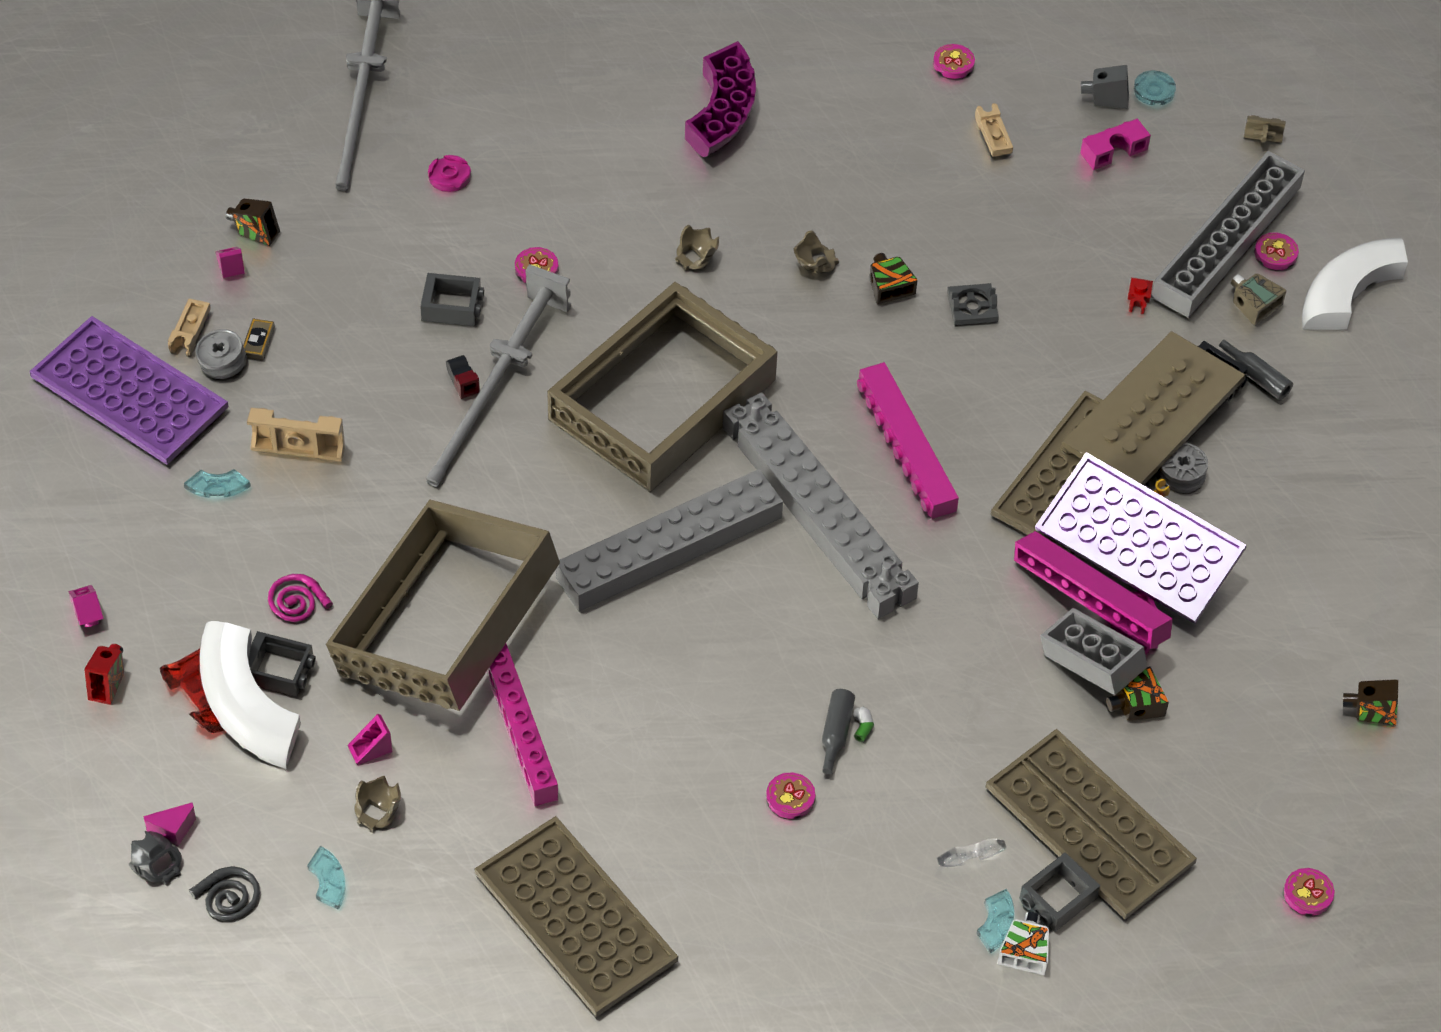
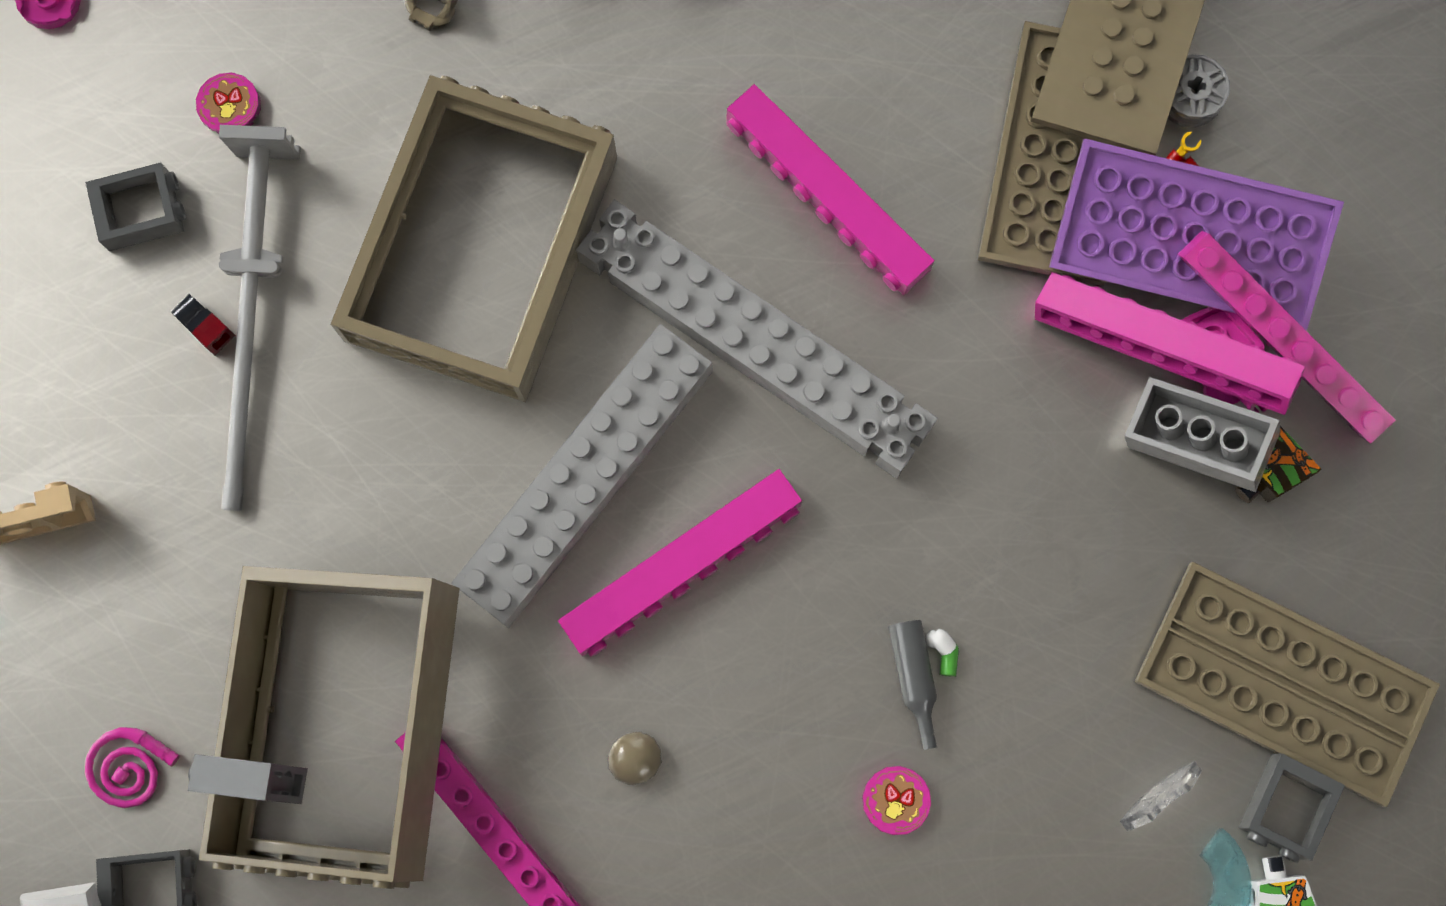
camera: 20 degrees left, 25 degrees up
(395, 609) = (247, 779): none -> window
(626, 708) = (634, 758): none -> dark tan hair
(709, 610) = (680, 563): none -> dark pink brick
(1183, 626) = (1285, 336): none -> dark pink brick

